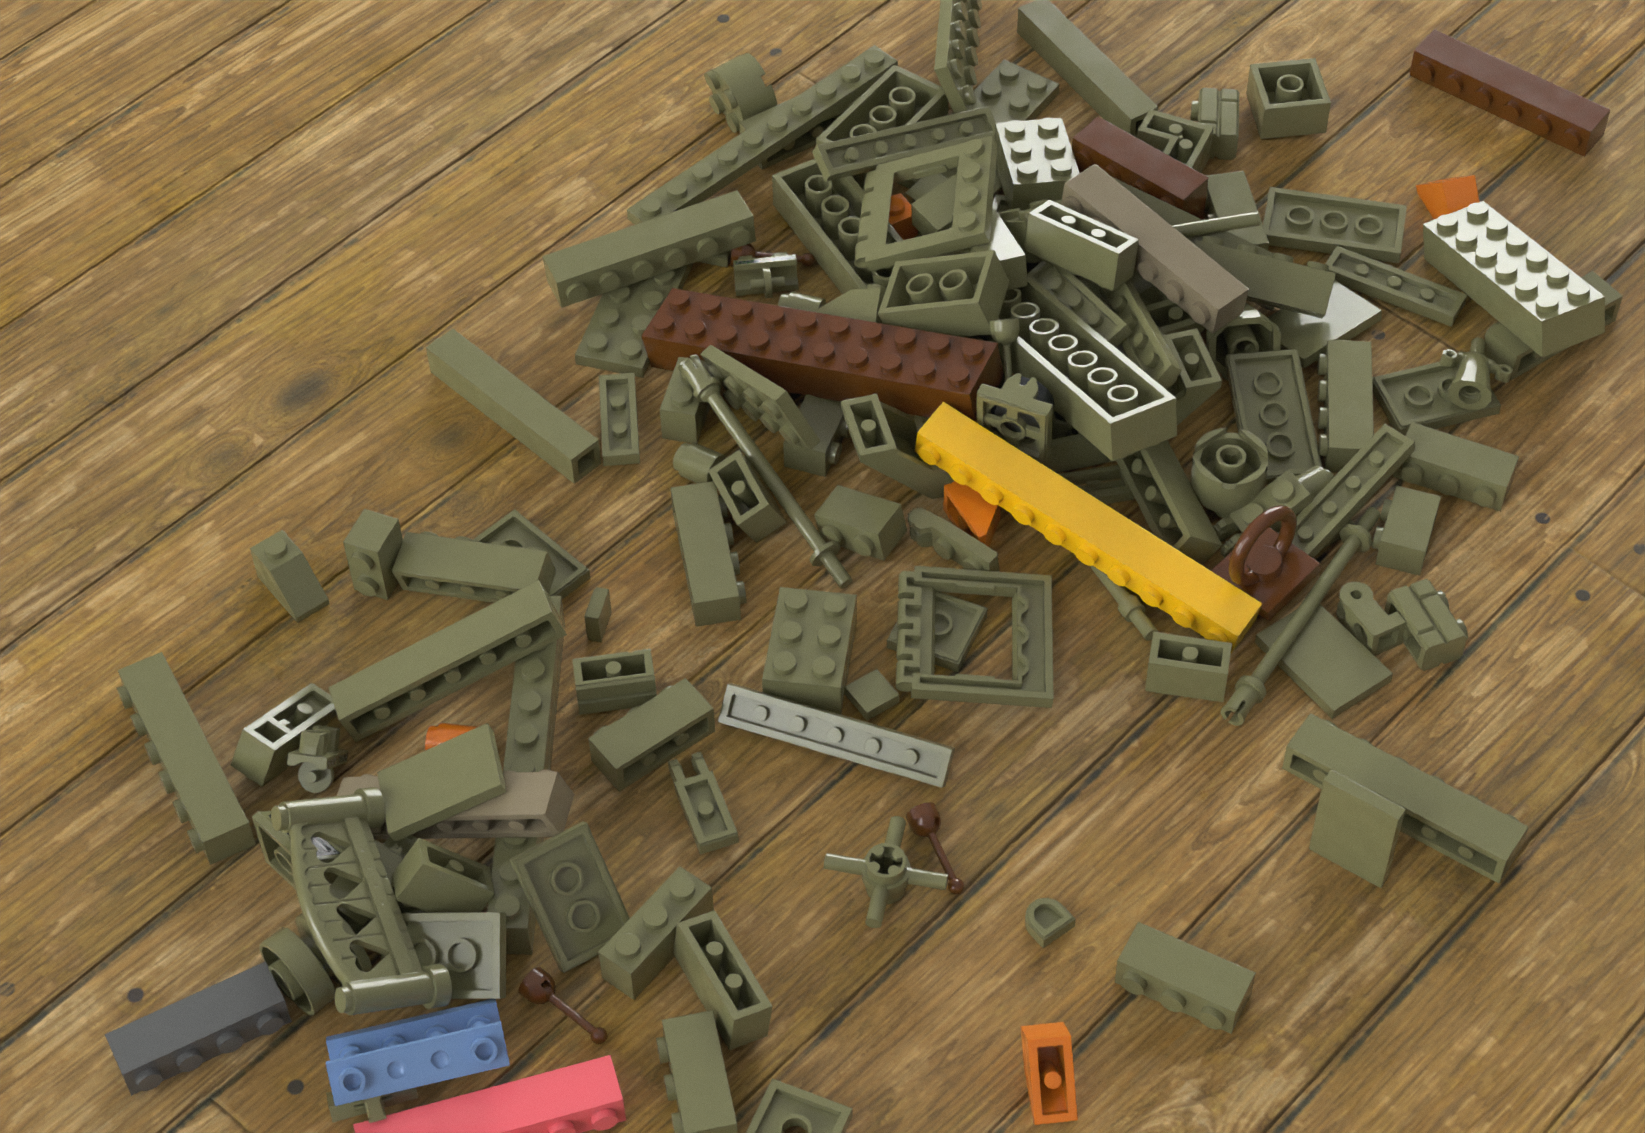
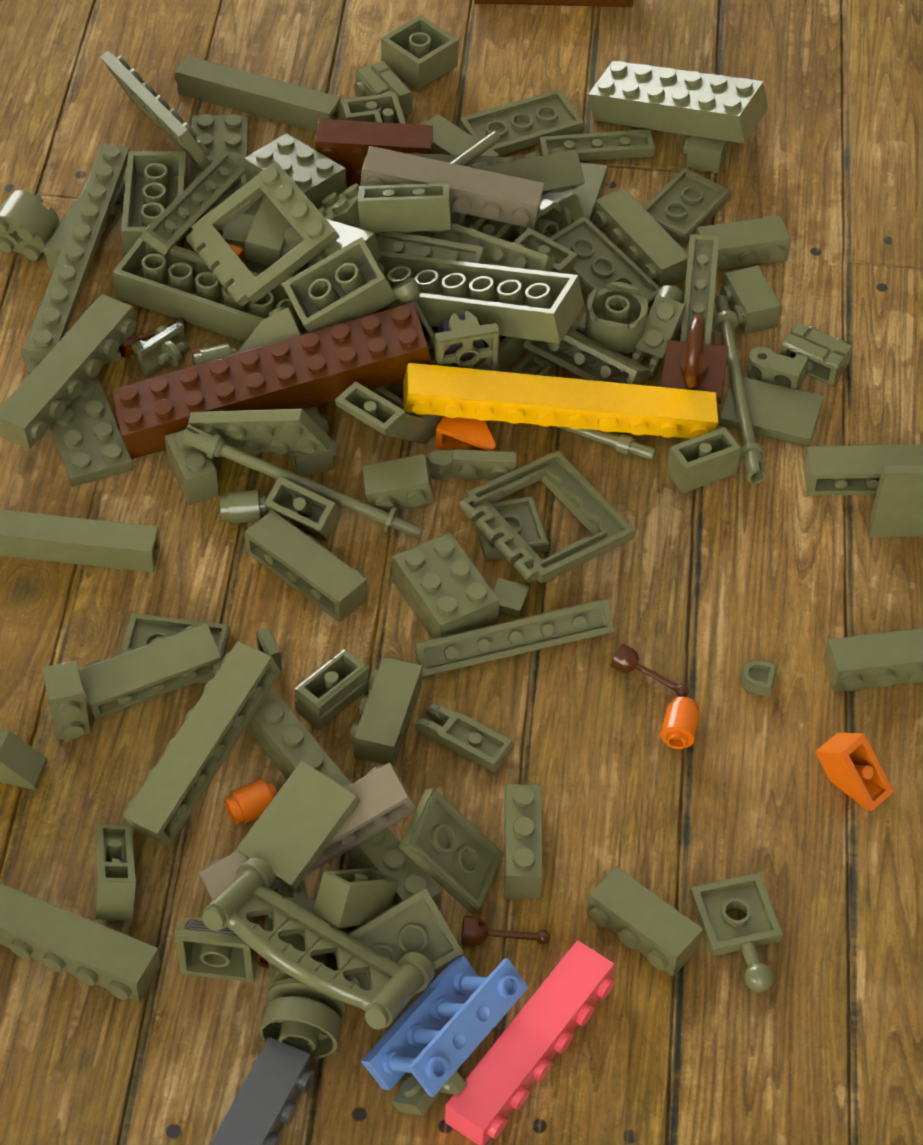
camera: 40 degrees left, 0 degrees up
(320, 754) = (161, 872): olive hips -> none
(619, 419) = (149, 506): olive plate -> none
(722, 979) = (598, 841): olive brick -> none
(886, 872) = (636, 707): olive bar -> none
(917, 915) = (680, 723): none -> orange brick
(1448, 194) = (580, 70): orange slope -> none
(1472, 380) = (705, 179): olive piece -> none

